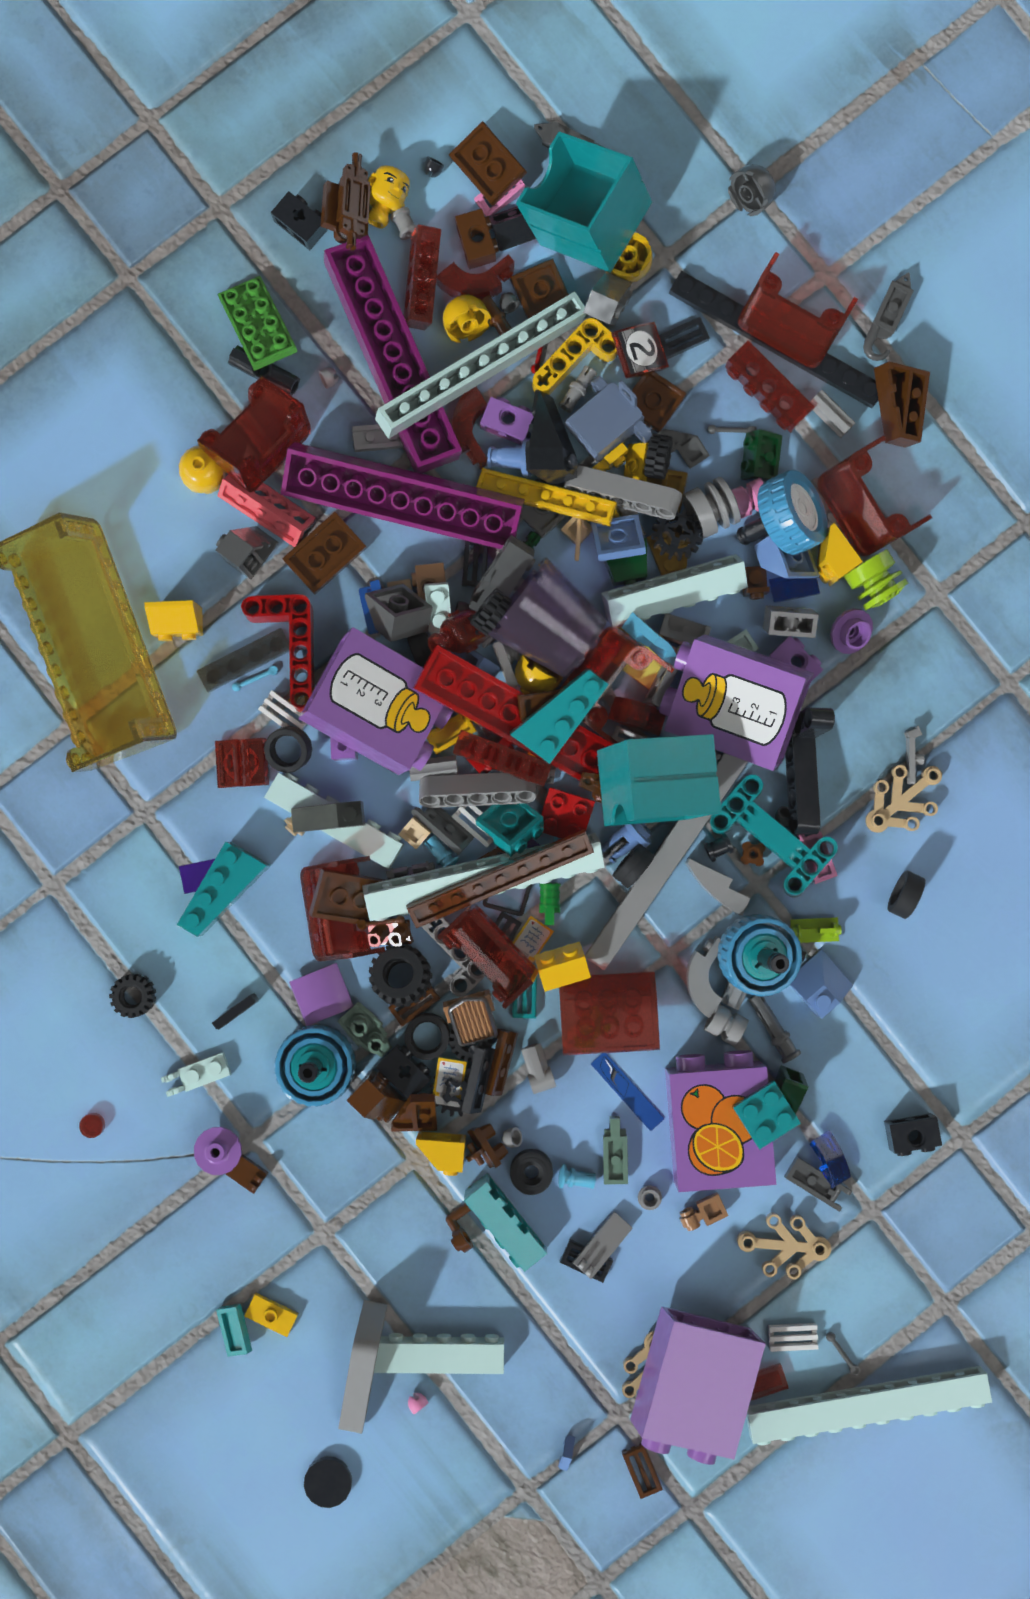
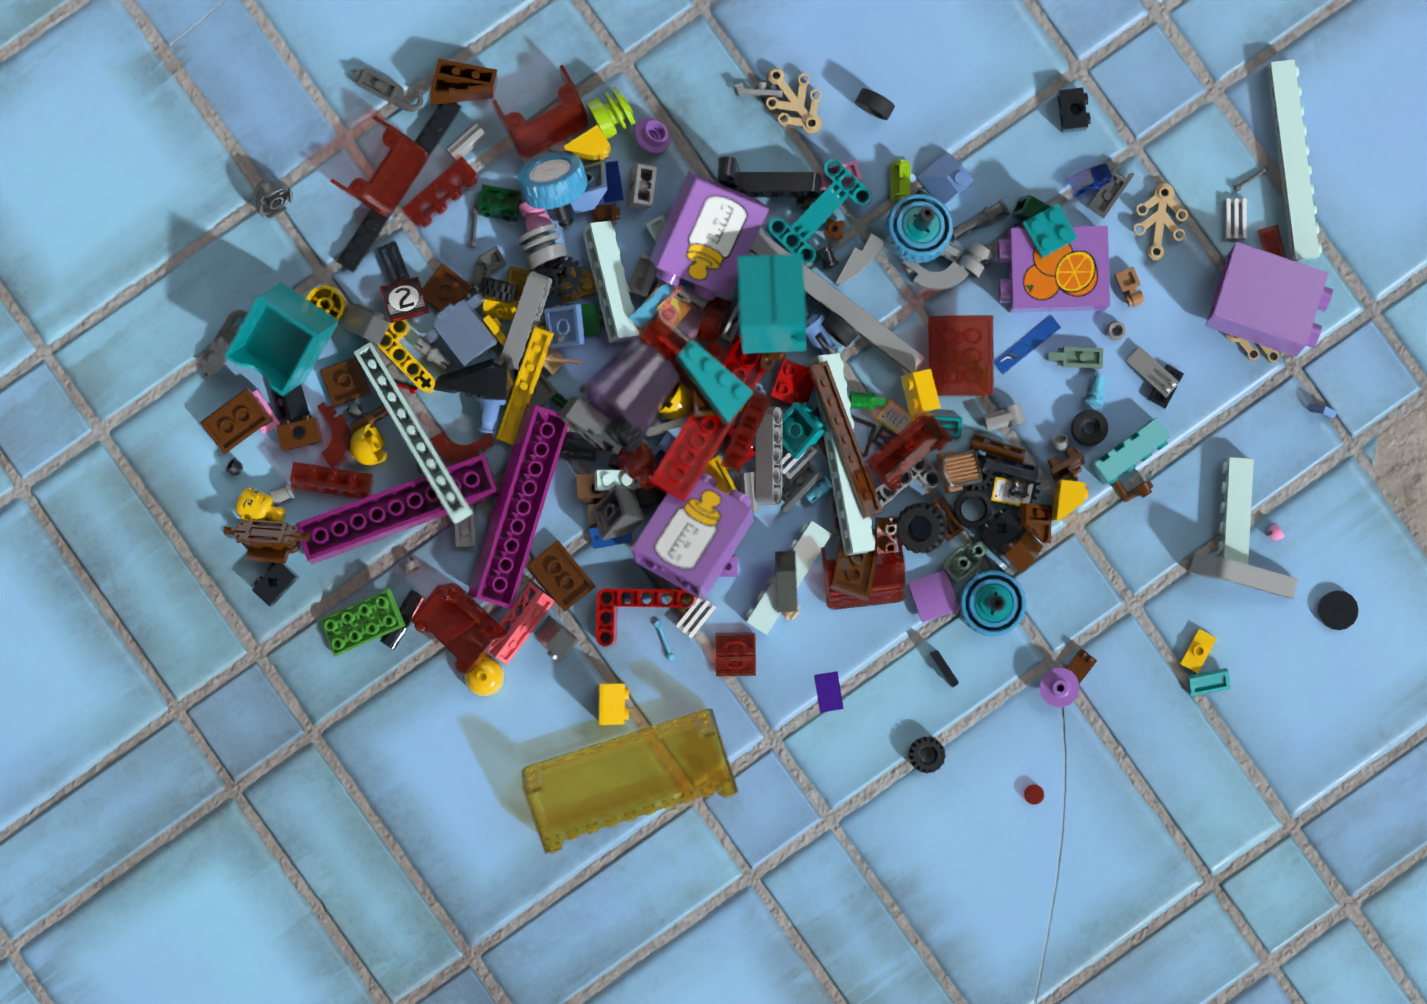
camera: 85 degrees left, 0 degrees up
(199, 1073) = (995, 702): light aqua hinge -> none
(222, 886) = (837, 672): teal wedge -> none
(244, 660) = (648, 647): clear smoke plate -> none
(275, 761) = (738, 623): black tyre -> none
(362, 924) = (877, 557): reddish brown hinge -> none
(414, 832) = (802, 510): tan plate -> none
(493, 423) = (457, 427): medium lavender brick -> none
(634, 1452) = (1323, 355): reddish brown tile -> none
(794, 647) = (663, 188): medium lavender brick -> none

